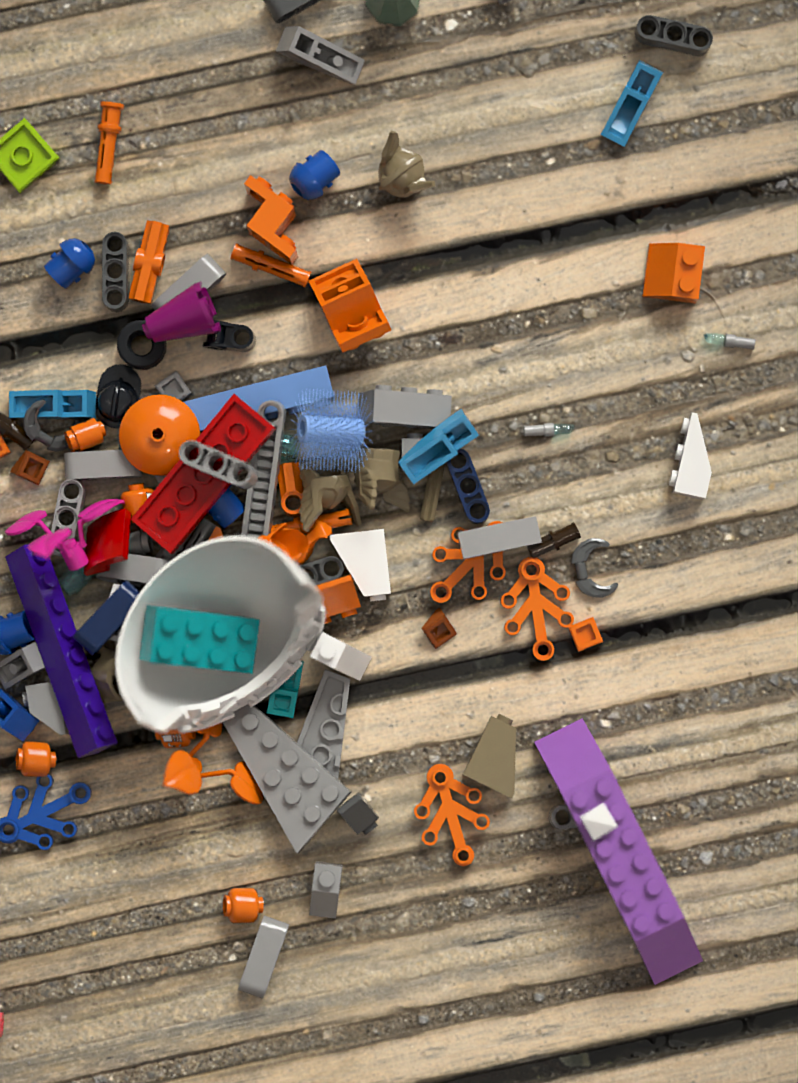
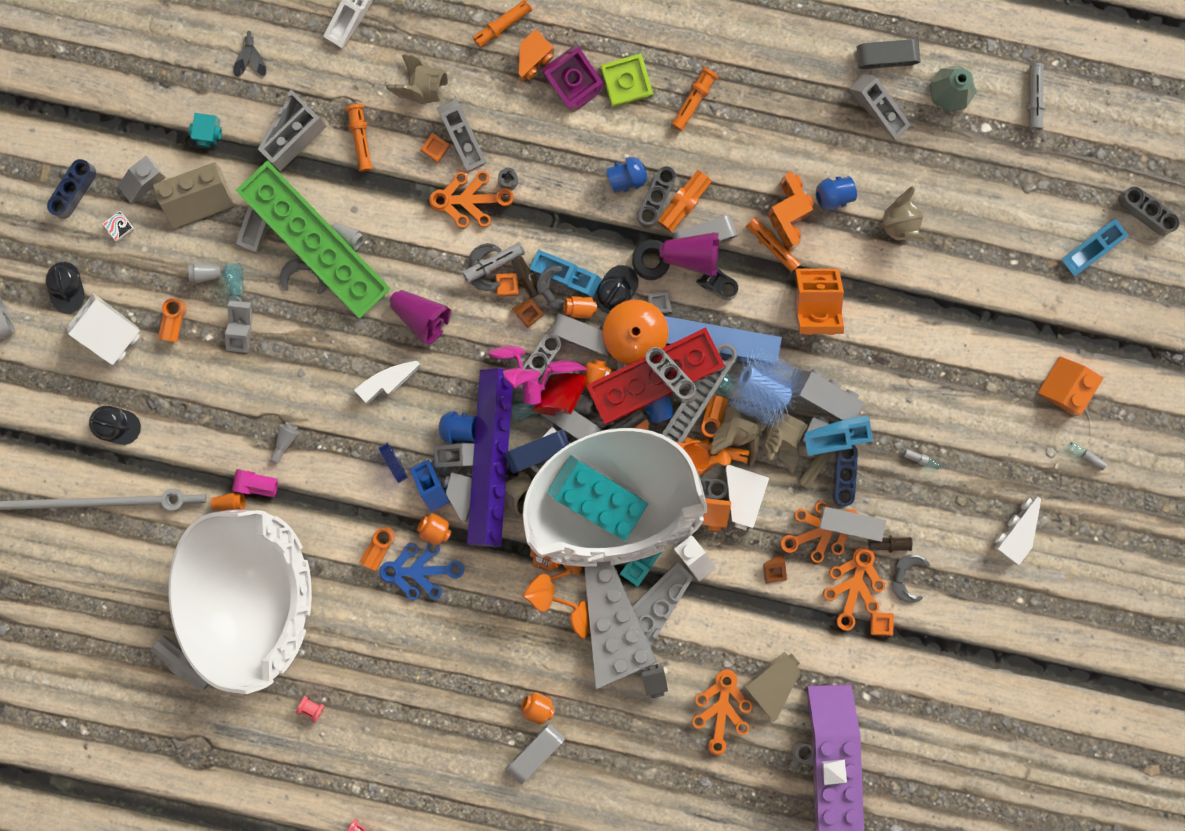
camera: 20 degrees right, 0 degrees up
(325, 889) = (604, 724): light grey slope -> none

